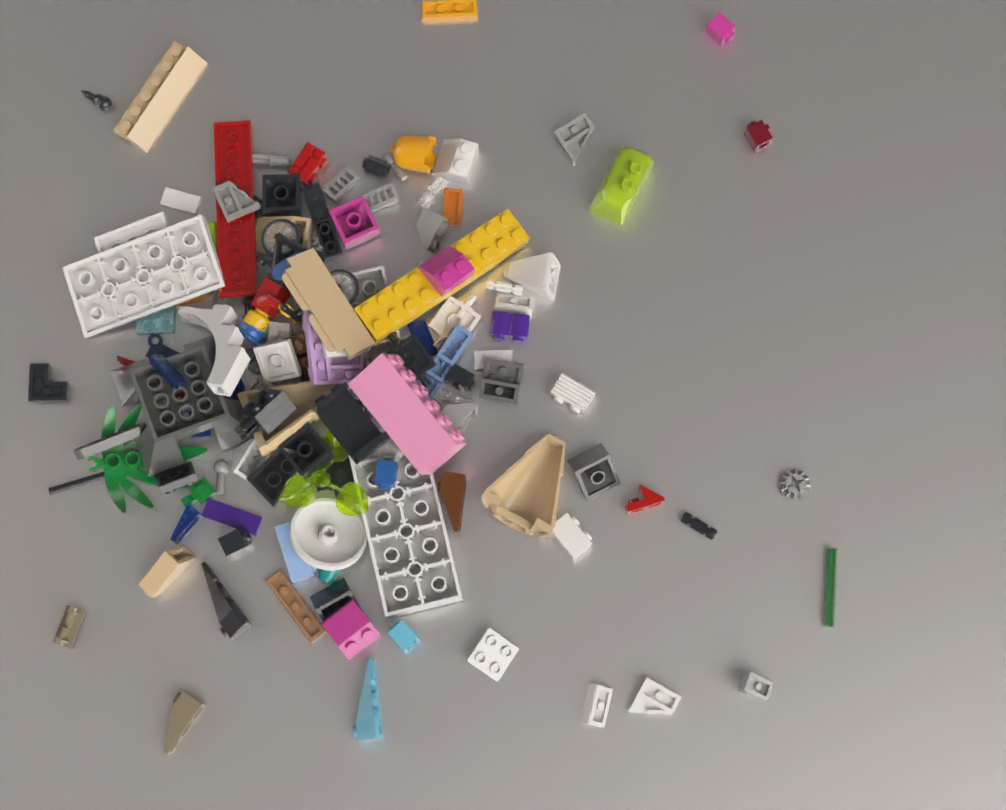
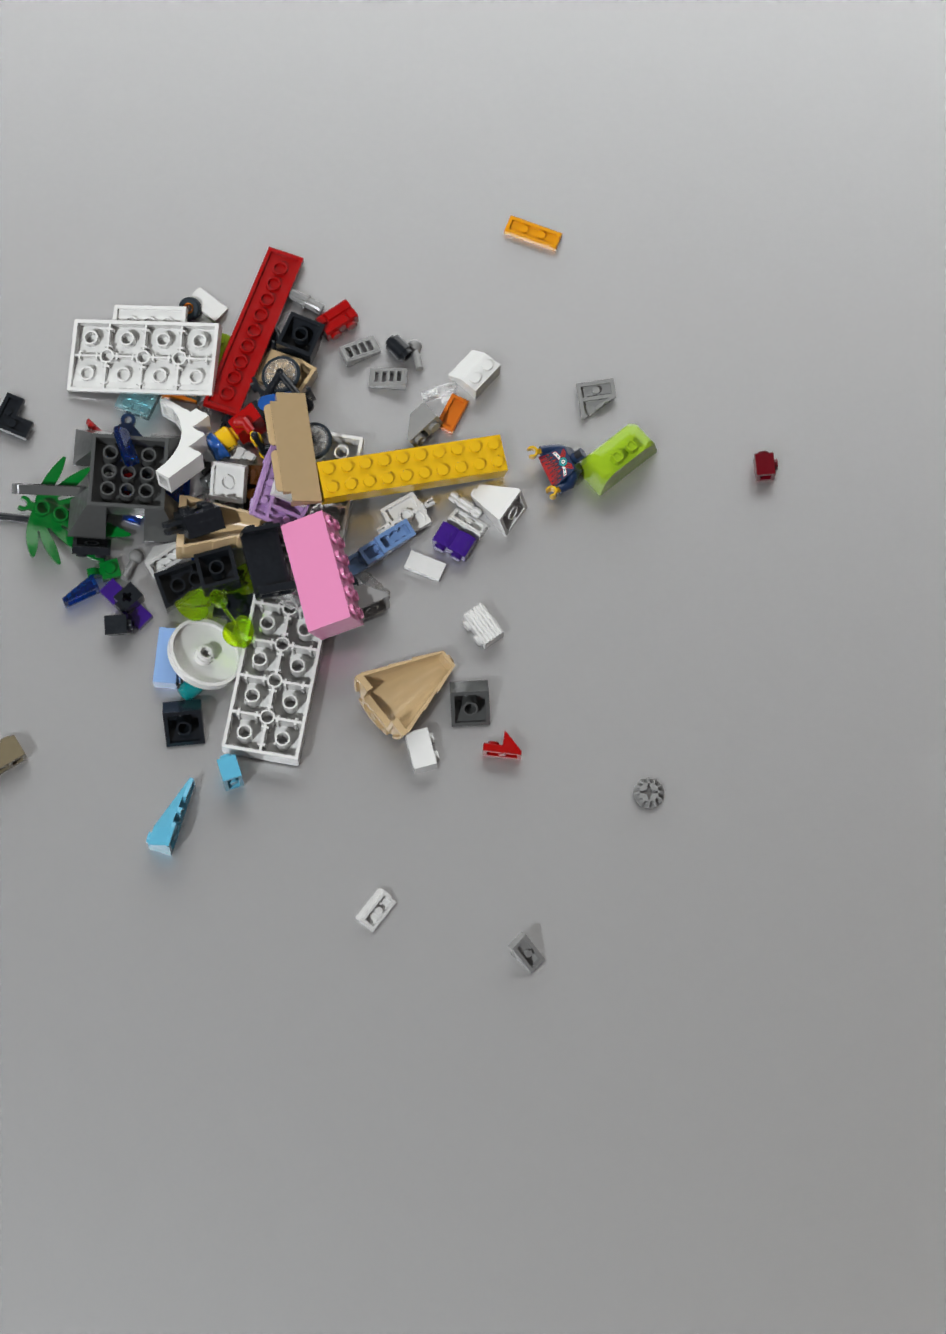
camera: 20 degrees right, 5 degrees down
(103, 102) = (177, 186): black bar -> none
(160, 96) = (232, 203): tan slope -> none
(166, 570) = (46, 625): tan slope -> none
(170, 206) = (196, 307): none -> black wheel
(228, 612) = (84, 687): black wedge -> none
(232, 504) = (128, 592): none -> black brick
(233, 201) = (254, 324): light grey wing -> none
(295, 606) = (146, 706): medium nougat tile -> none
(322, 220) = (327, 375): black slope -> none
(350, 629) = (186, 745): dark pink slope -> none
(354, 222) = (355, 389): dark pink slope -> none
(386, 474) = (279, 622): blue brick -> none
(413, 355) = (351, 529): black plate -> none
(414, 152) = (439, 349): light orange cylinder -> none
(423, 334) = (369, 520): clear blue slope -> none
(447, 270) = (416, 464): dark pink slope -> none
(452, 490) = (333, 665): reddish brown slope -> none
(460, 378) = (387, 569): black brick -> none
(492, 654) = (302, 824): white hinge -> none
(501, 380) = (423, 586): dark grey brick -> none
(575, 214) = (560, 465): none -> torso
(655, 699) = (430, 926): white wing -> none
(698, 525) = (543, 792): black axle -> none
(720, 29) = (775, 355): dark pink brick -> none
(830, 587) = (637, 898): green axle -> none

